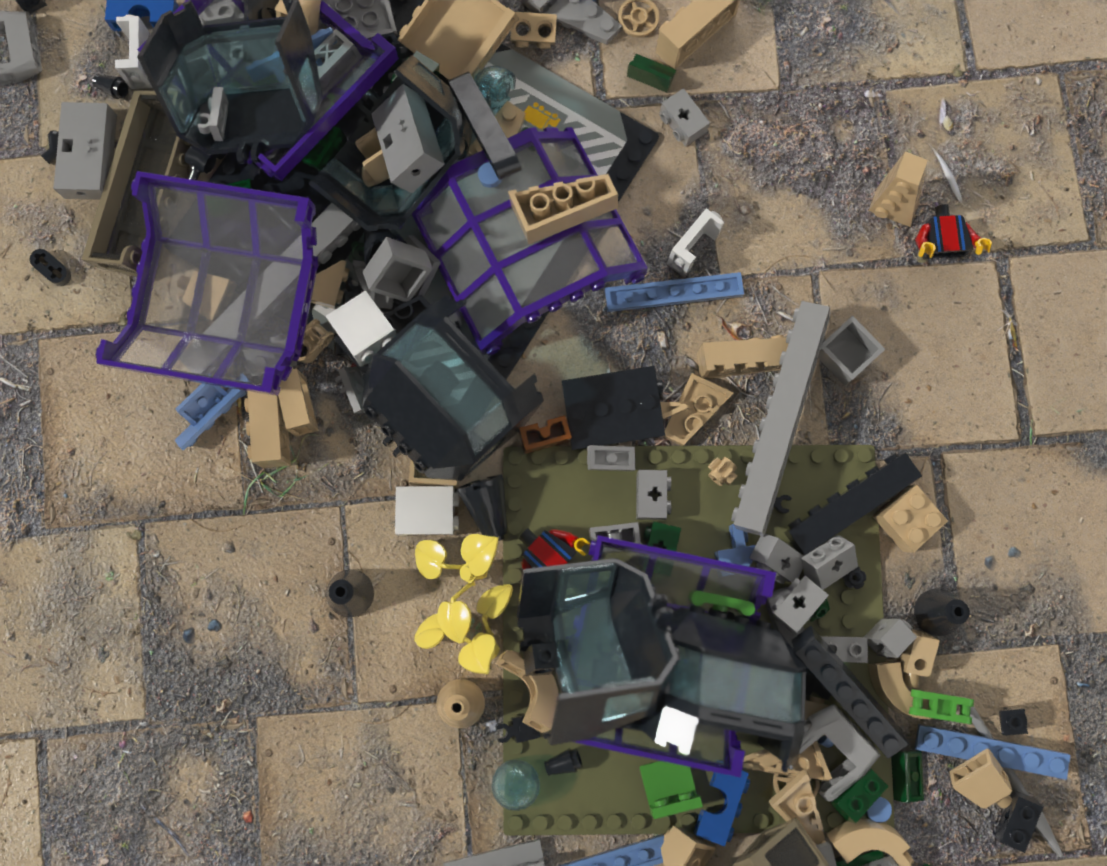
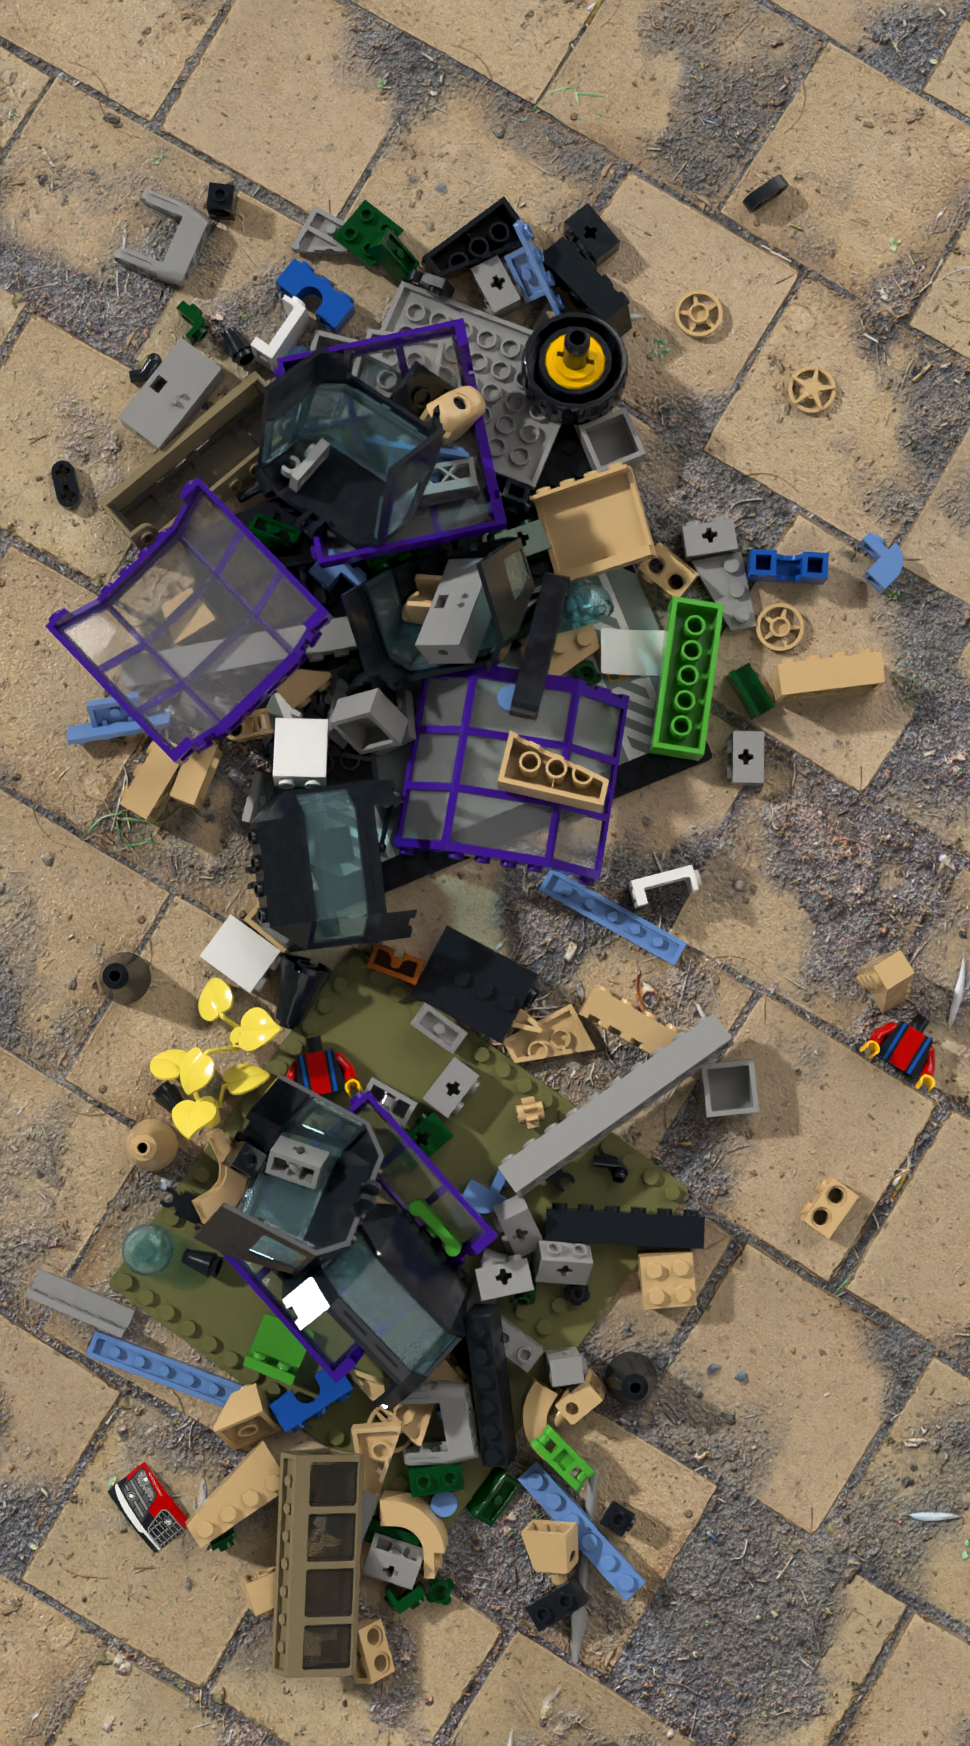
camera: 40 degrees right, 5 degrees up
(63, 87) = (193, 316): none -> dark green bracket
(295, 183) = (331, 576): none -> medium blue brick
(447, 657) = (167, 1096): none -> black cone
(554, 99) = (631, 651): none -> white sticker
(583, 630) = (297, 1162): none -> light grey brick
(602, 90) = (686, 678): none -> bright green brick
(809, 465) = (613, 1164): none -> black arm
(987, 385) = (834, 1211): none -> tan brick

